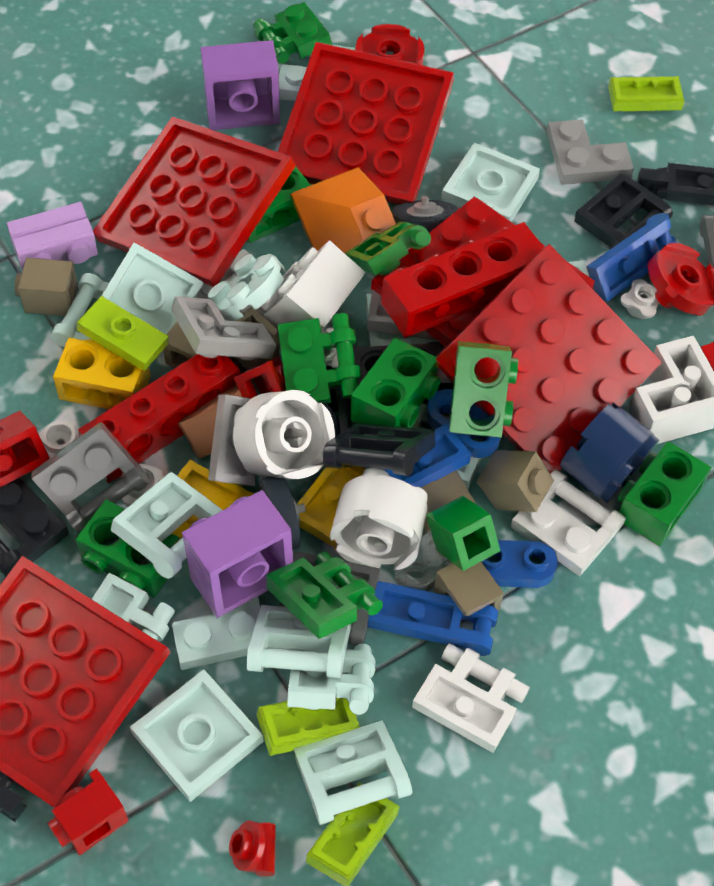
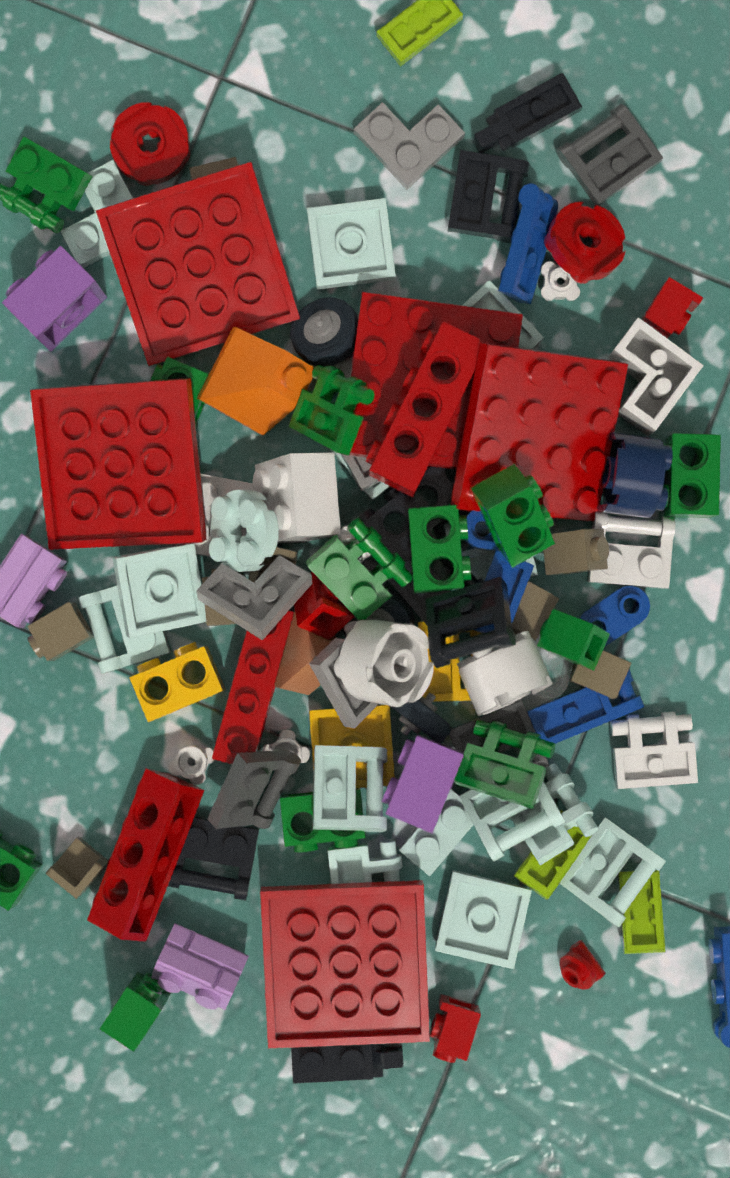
camera: 35 degrees left, 30 degrees up
(122, 333) = (175, 648): lime plate -> none

